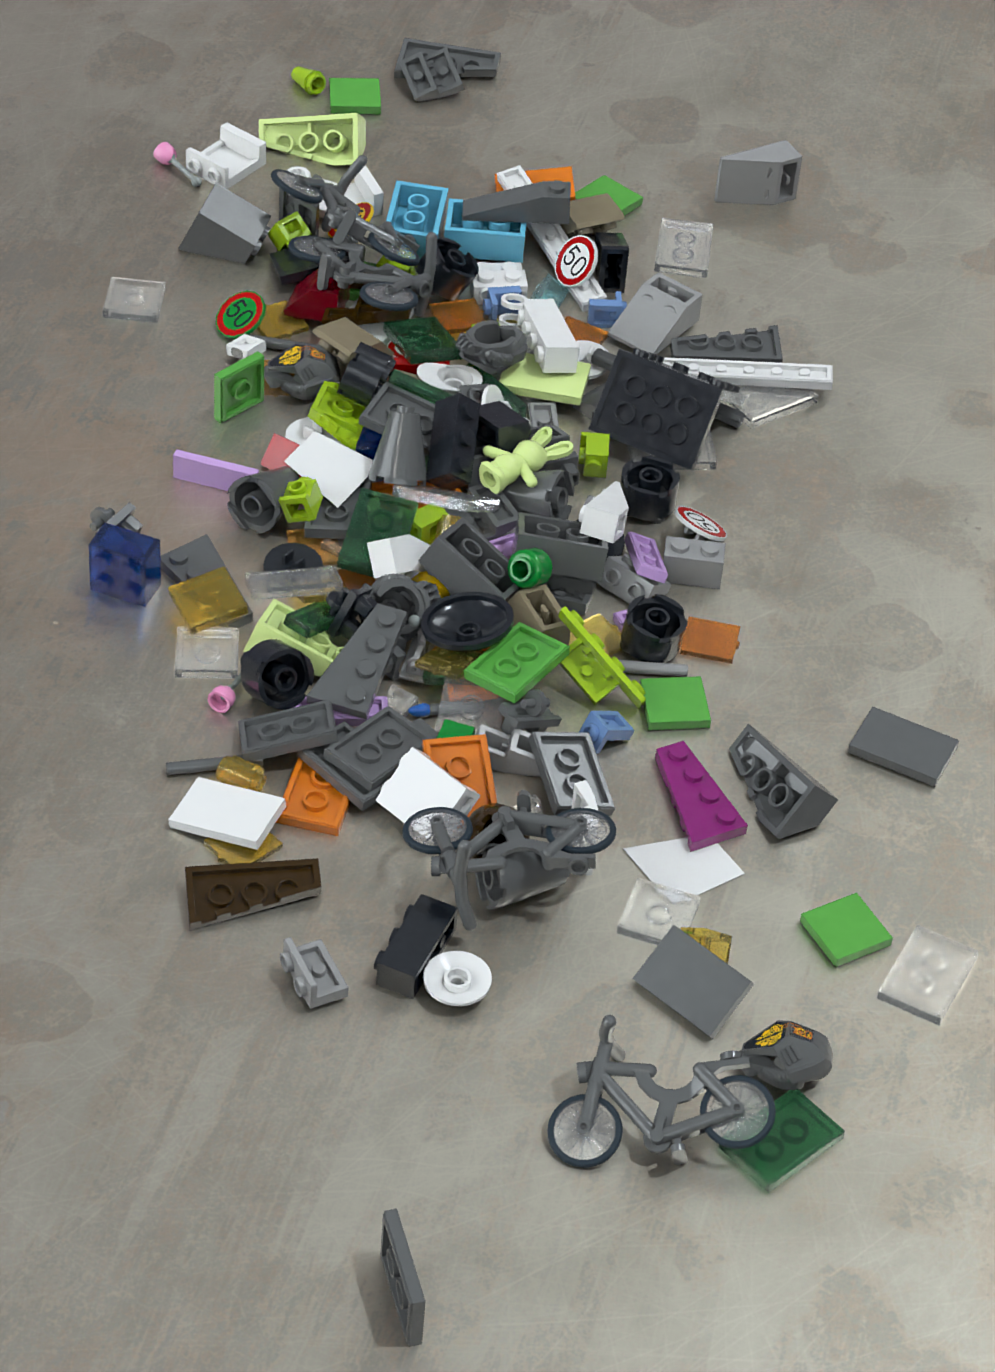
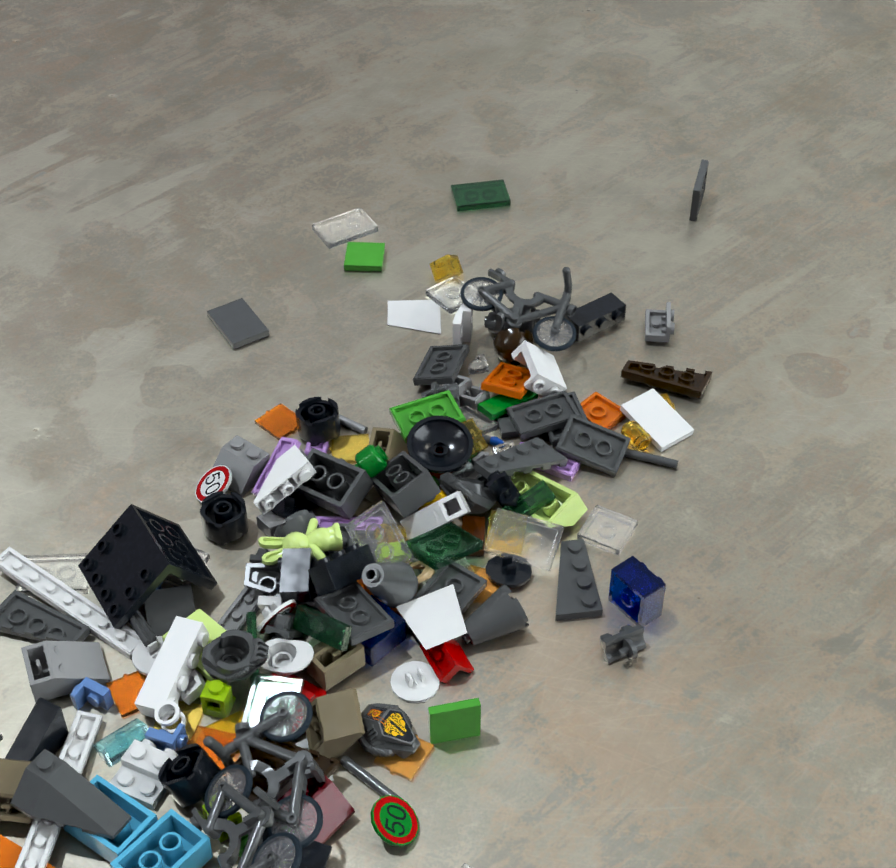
camera: 145 degrees left, 0 degrees up
(208, 470) = (518, 662): lavender tile -> none
(208, 600) = (590, 549): clear yellow tile -> none
(223, 697) = (616, 491): bright pink hinge -> none
(245, 346) = (412, 784): white plate -> none
(276, 674) = (580, 473): black brick -> none
(279, 325) = (359, 825): clear yellow piece -> none
(304, 492) = (477, 591): lime brick -> none
(337, 415) = (384, 671): lime wing -> none
(365, 374) = (356, 665): black brick -> none
(457, 978) = (584, 293): white dish -> none
(576, 261) = (76, 736): piece -> none
(589, 1128) = (508, 191): piece -> none
(592, 667) = (375, 411): lime bracket -> none
(594, 454) = (230, 566): lime brick -> none
(606, 726) = (396, 384): medium blue bracket -> none
(675, 703) = (342, 389): bright green tile -> none
(693, 981) = (467, 251): dark grey tile -> none
(701, 804) = (378, 337): magenta wing -> none
(782, 791) = (331, 318): dark grey wedge -> none
(798, 1053) = (452, 210): dark grey helmet -> none

